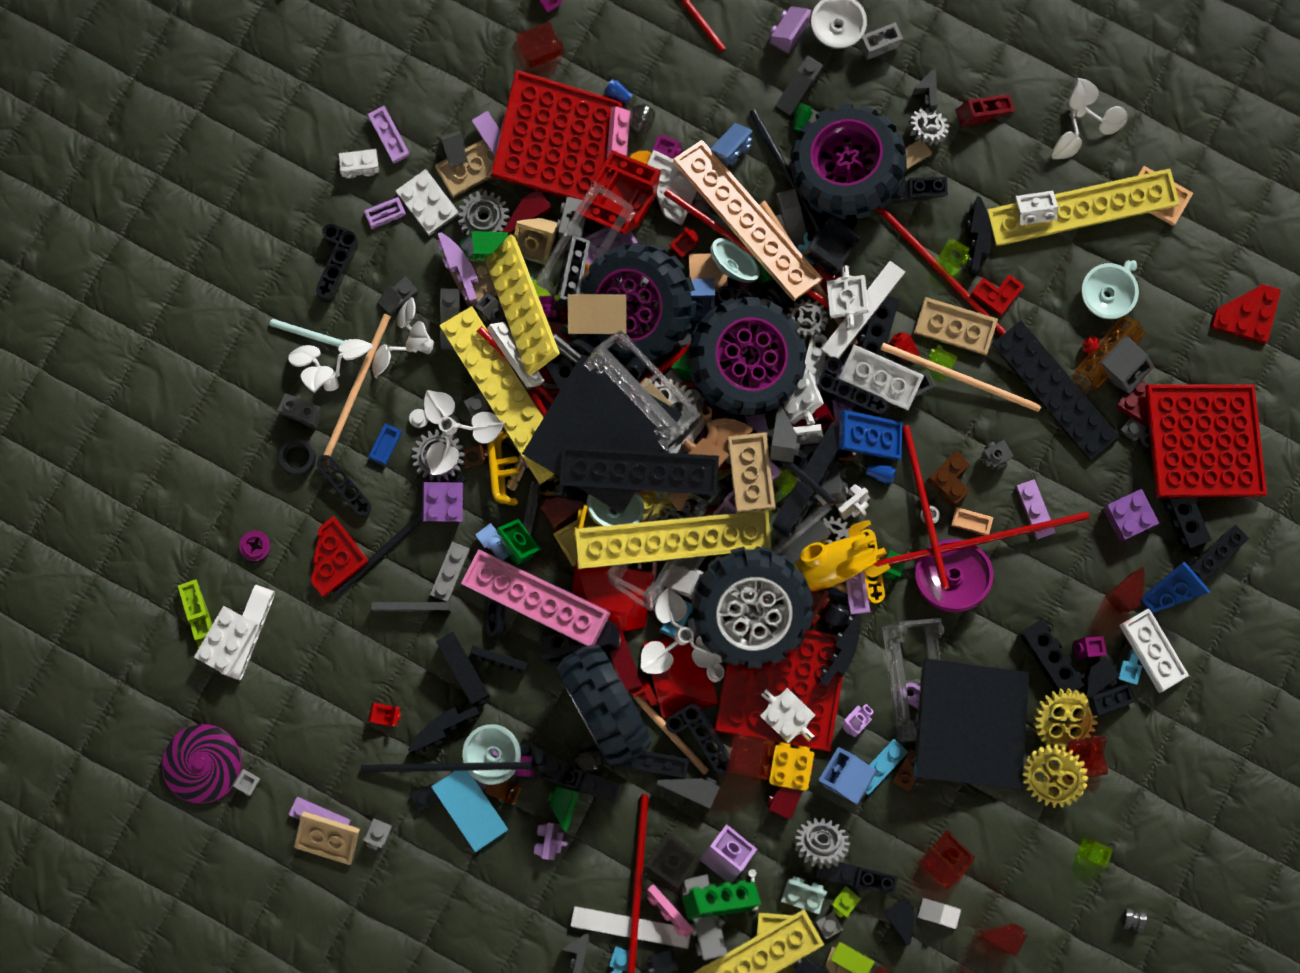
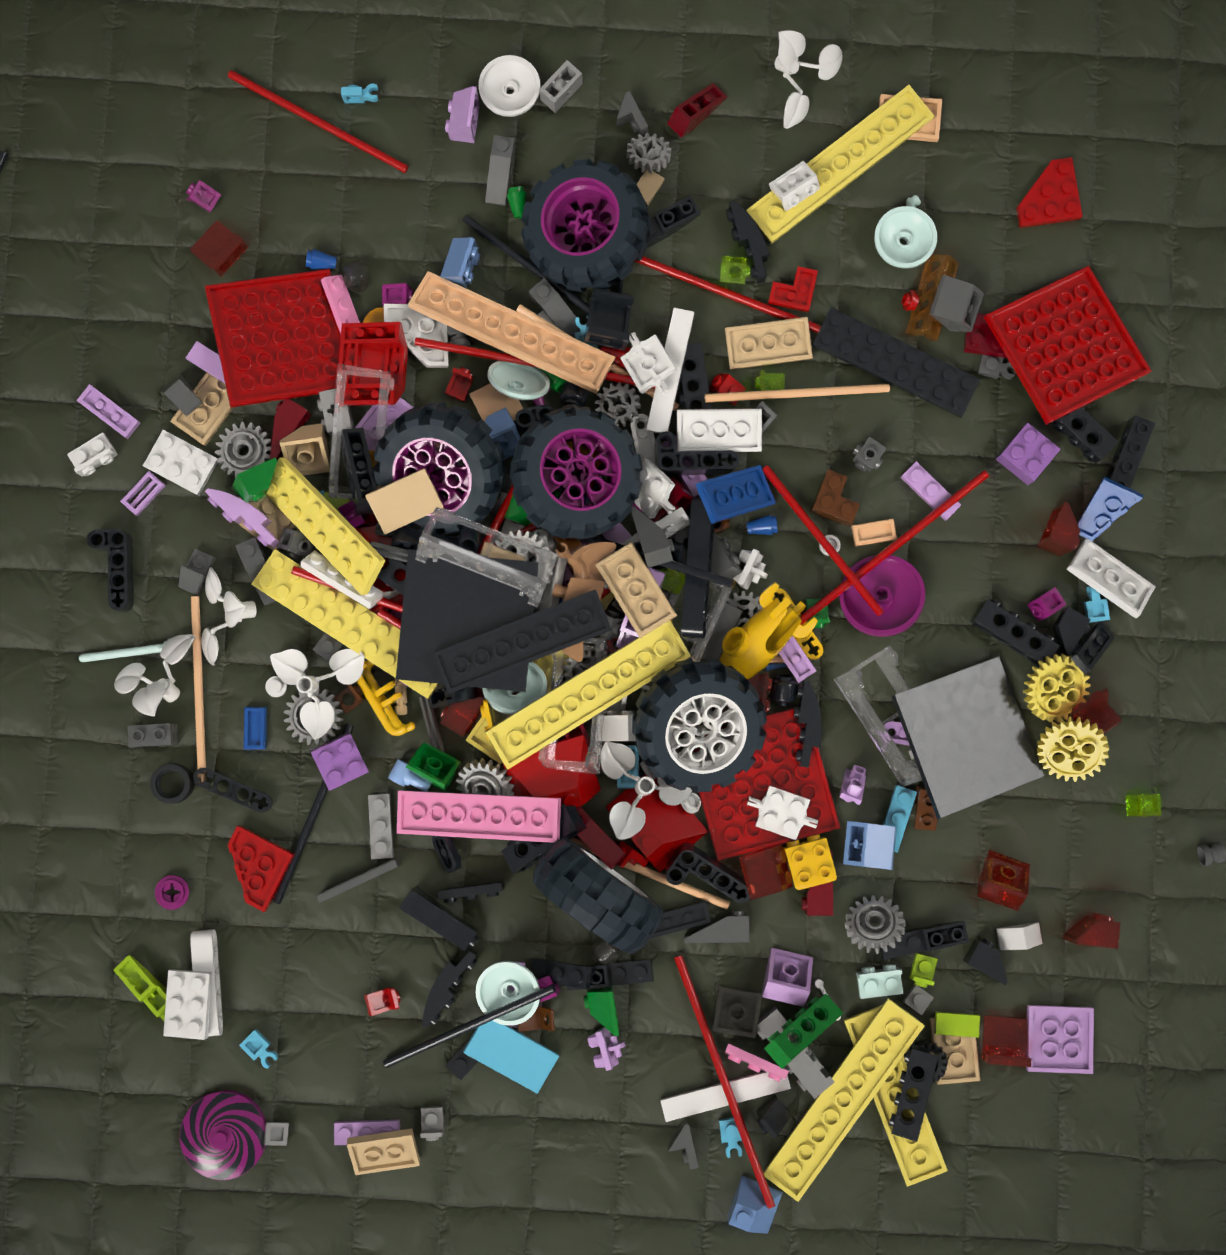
camera: 20 degrees left, 5 degrees up
(263, 703) = (256, 1046): none -> medium azure plate
(553, 565) = (479, 774): none -> light grey gear

